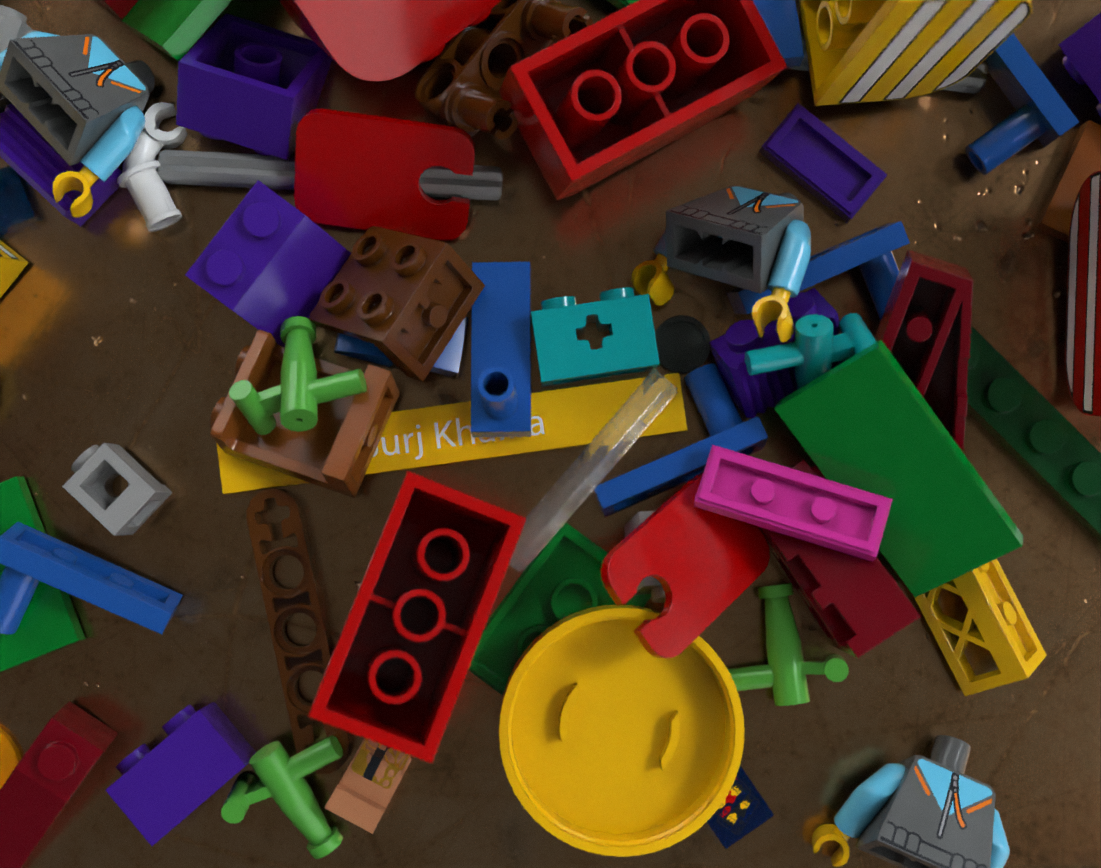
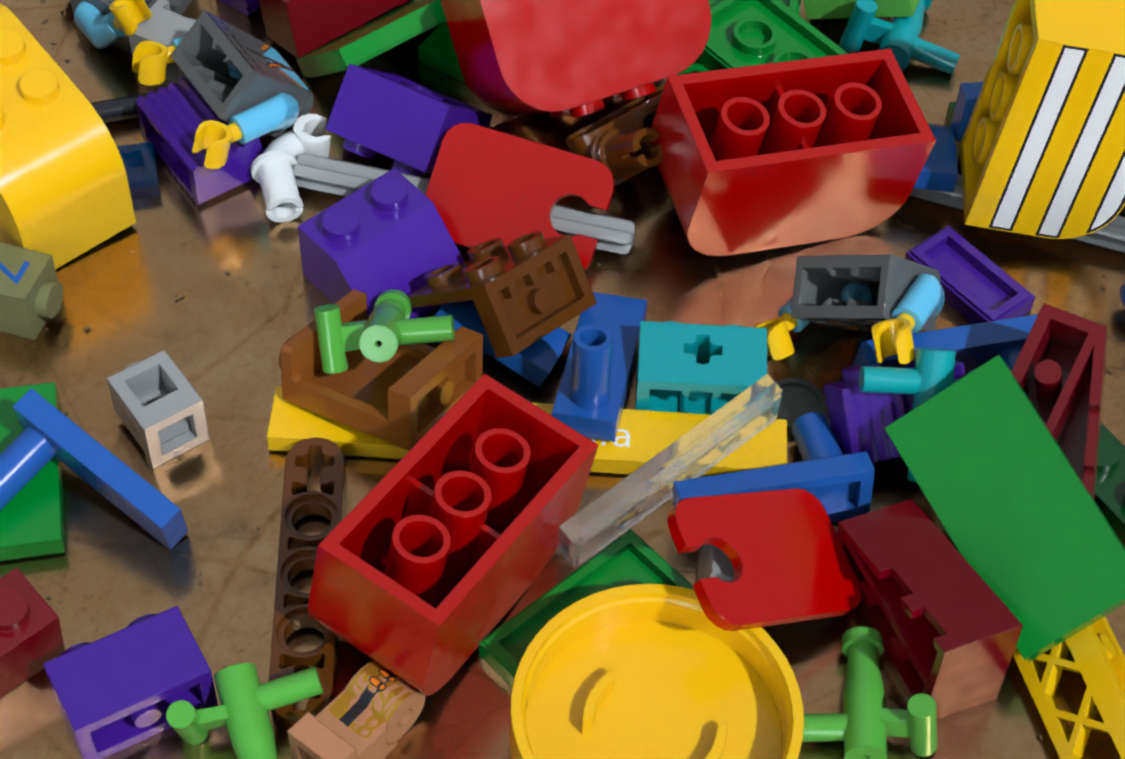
camera: 10 degrees right, 35 degrees down
(793, 503) = (893, 515): dark pink tile -> none

